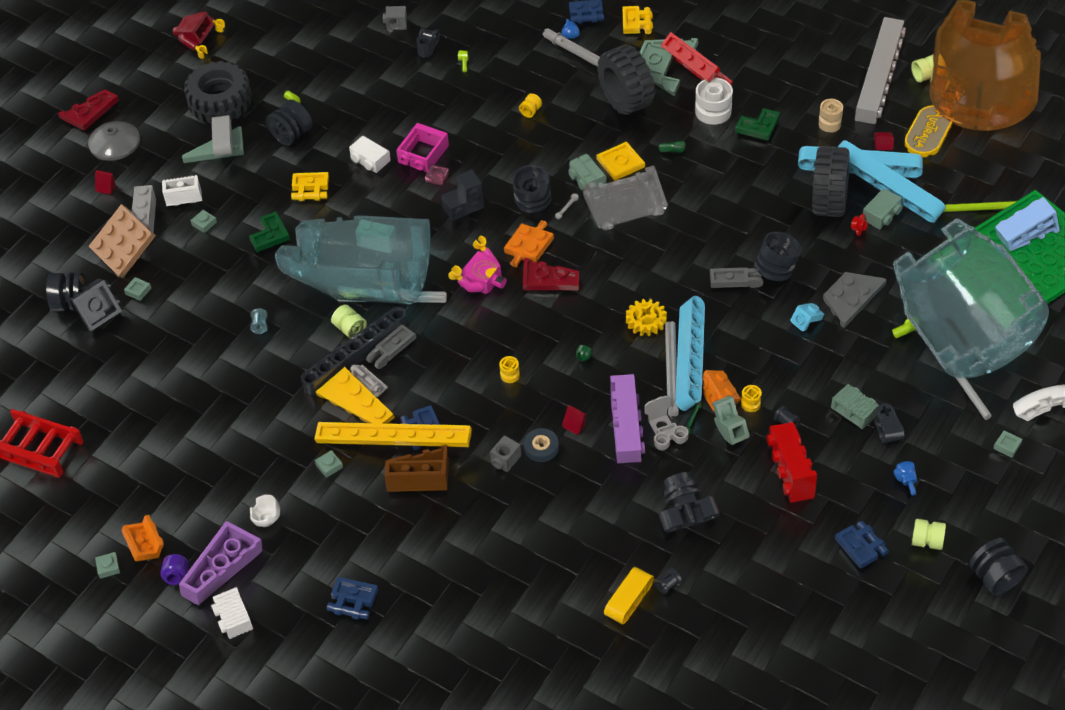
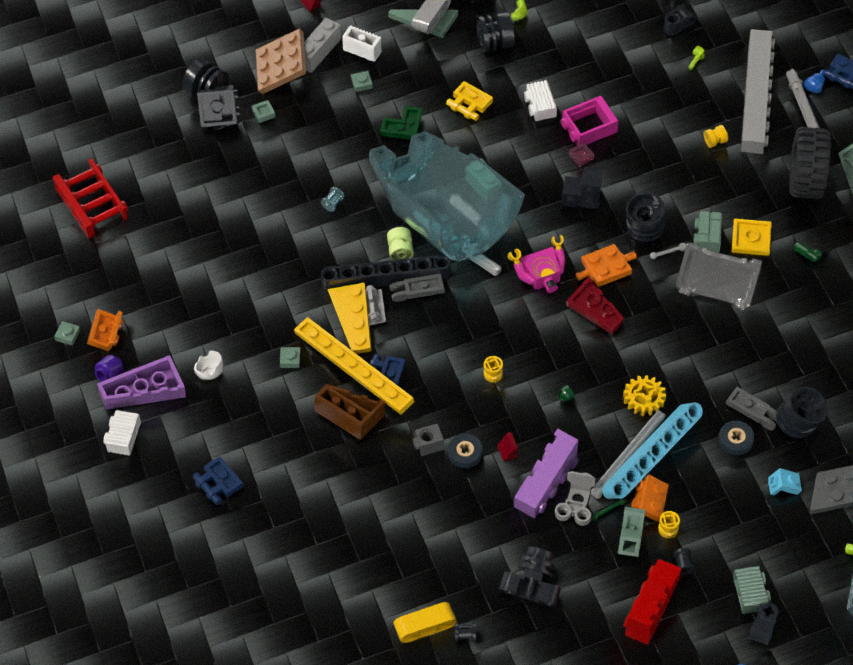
camera: 35 degrees right, 5 degrees up
(533, 58) = (757, 91): none -> light grey brick
(749, 304) = (735, 447): none -> black bush

